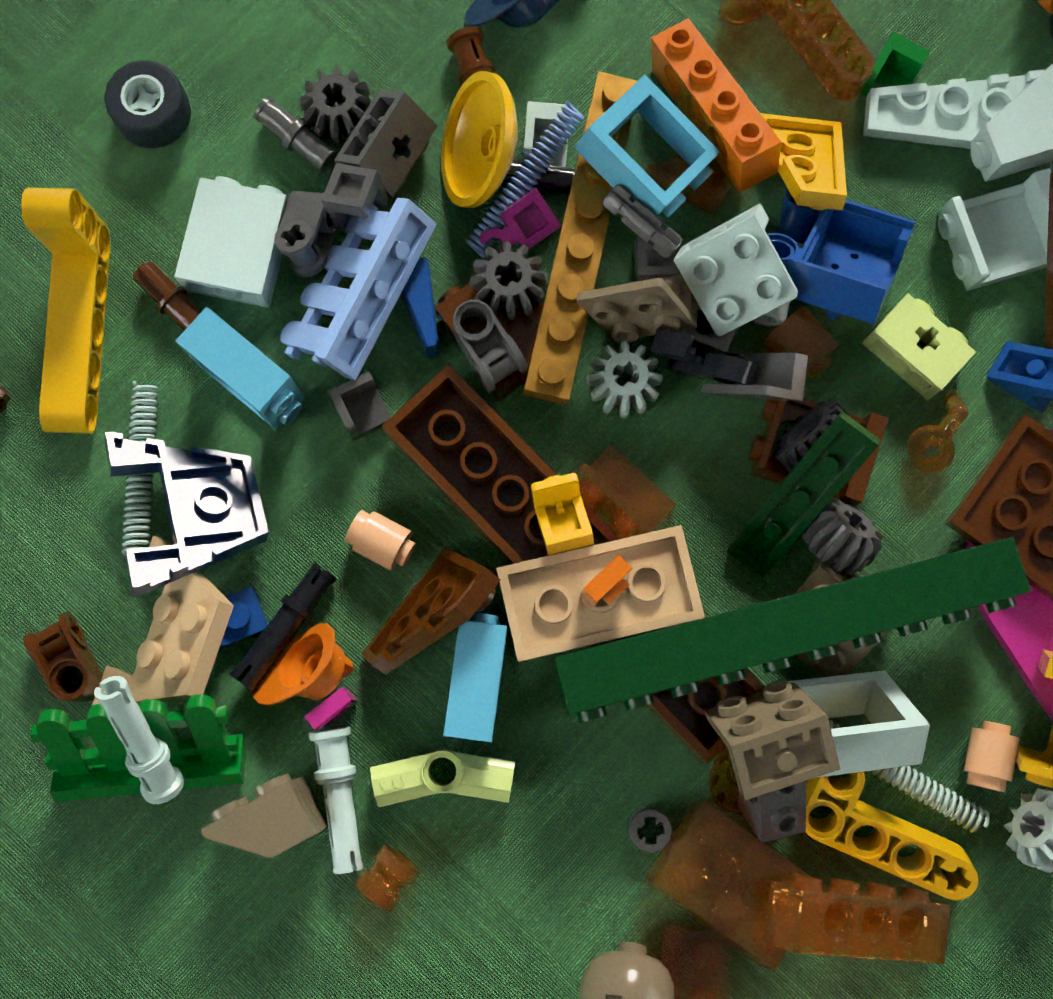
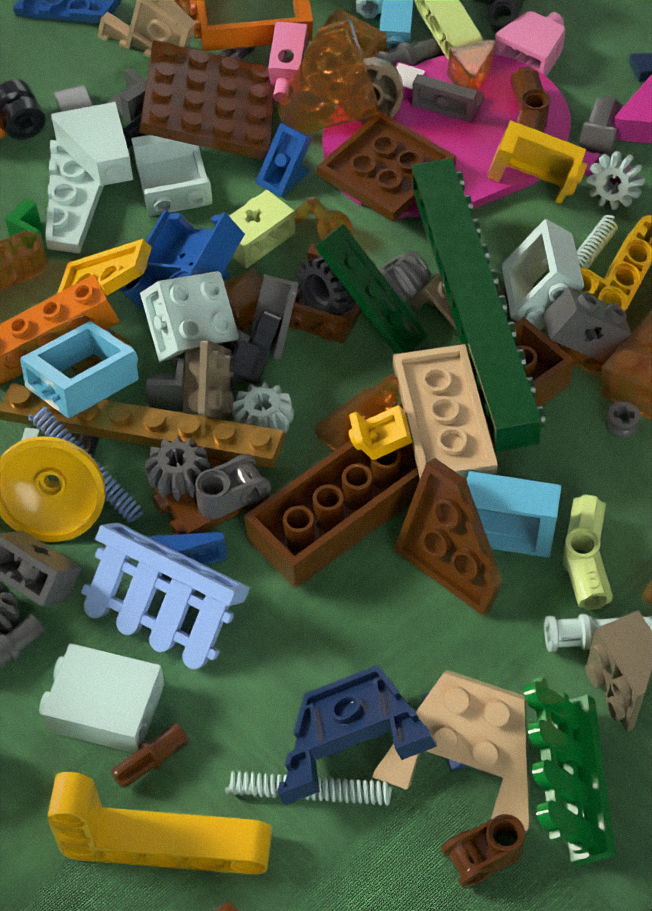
camera: 80 degrees left, 25 degrees down
(146, 755) = (535, 730): light aqua pin -> none
(242, 369) = (229, 681): medium azure window -> none
(283, 626) = (443, 658): black pin -> none
(305, 233) = (102, 633): dark grey piece -> none
(305, 668) = (494, 648): orange piece -> none
(331, 709) = (530, 631): dark pink tile -> none
(352, 192) = (79, 585): dark grey panel -> none
(360, 406) = (269, 605): dark grey panel -> none
(380, 540) = (386, 590): light nougat brick -> none
(526, 222) = (126, 464): magenta plate -> none
(608, 582) = (437, 393): orange plate -> none
(642, 221) = (139, 376): dark grey axle -> none
(774, 738) = (554, 293): dark tan bracket -> none
(991, 756) = (564, 210): light nougat brick -> none

